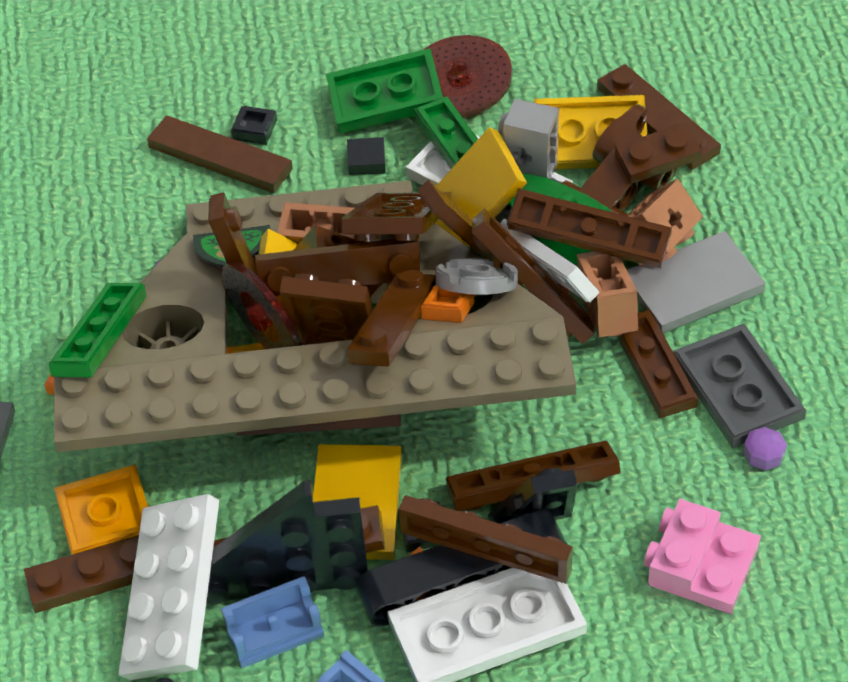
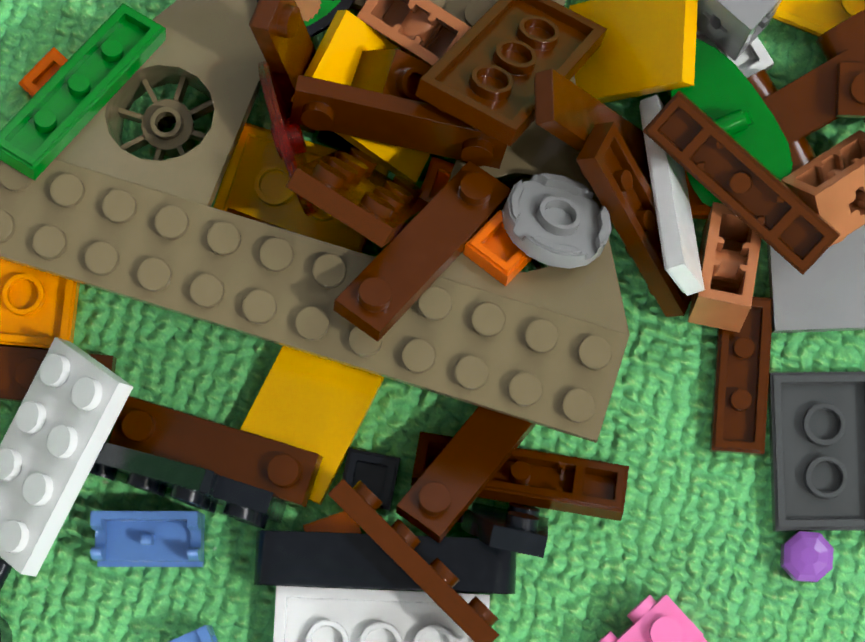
camera: 25 degrees right, 30 degrees up
(495, 460) = (462, 471): none -> reddish brown plate

